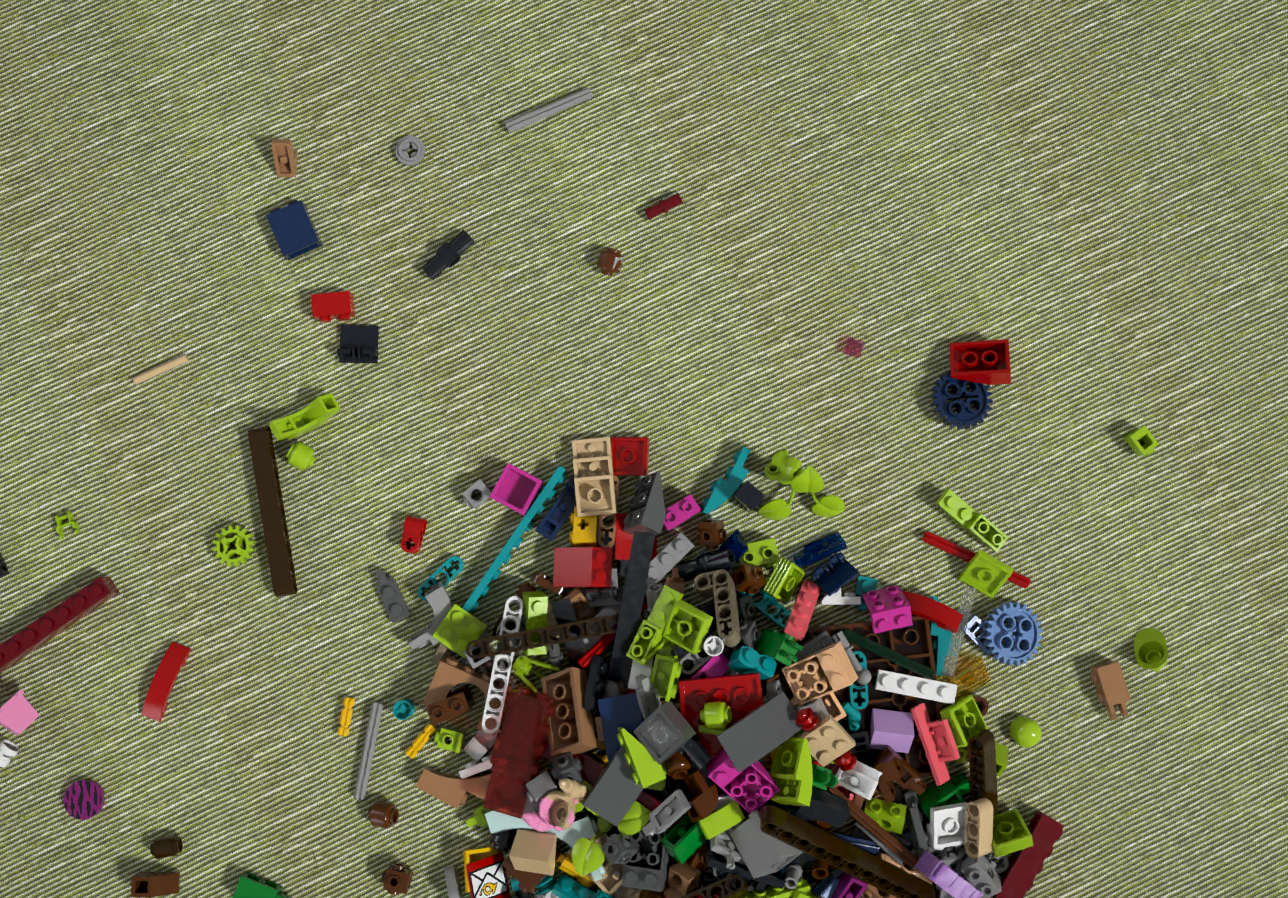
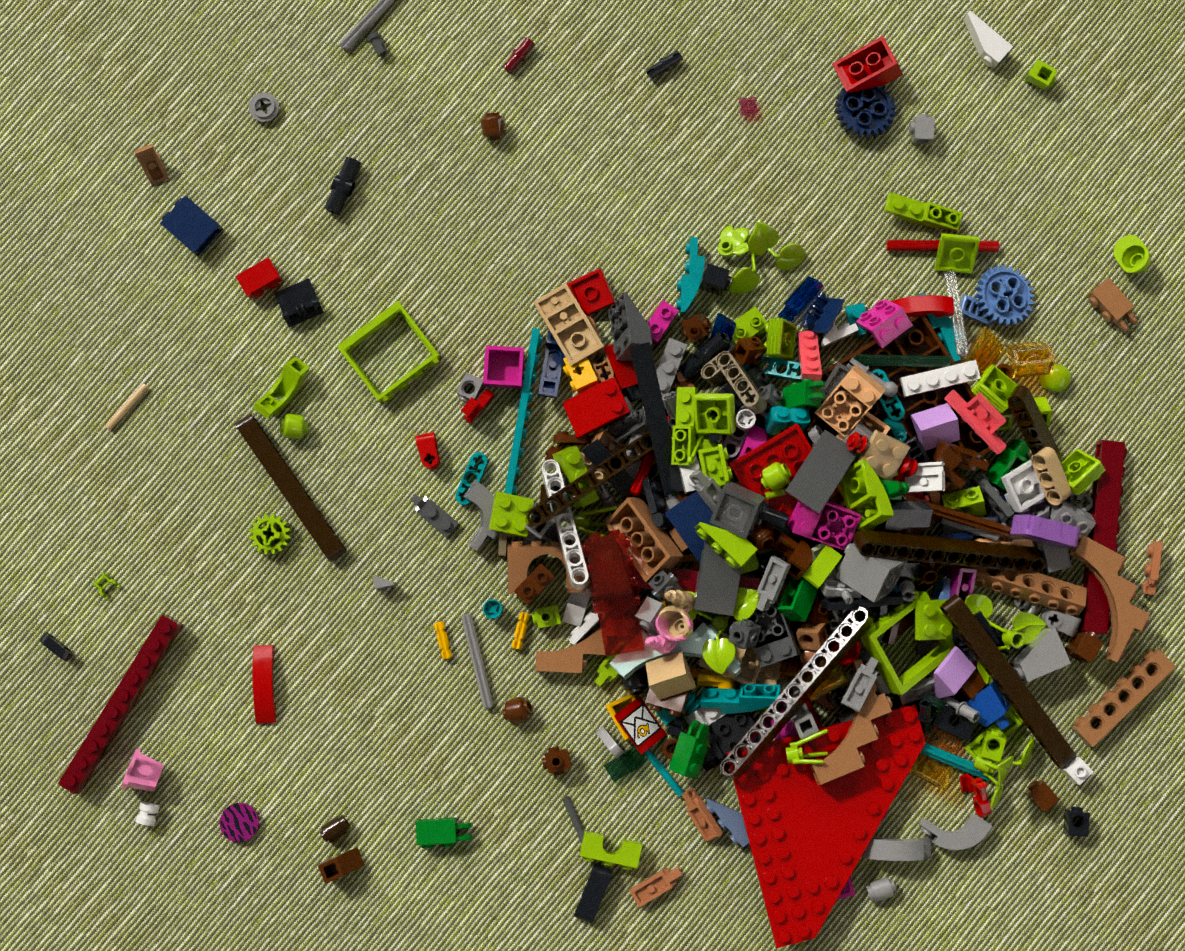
camera: 25 degrees left, 0 degrees up
(314, 638) = (380, 583): none -> light grey slope
(408, 398) = (370, 328): none -> lime window
(471, 515) = (475, 407): none -> red piece
(540, 139) = (377, 43): none -> dark grey pin
(793, 274) = (664, 64): none -> black pin
(1006, 442) = (922, 129): none -> light grey brick
(1010, 704) = (1030, 358): none -> clear yellow slope
(1104, 388) = (989, 44): none -> white slope

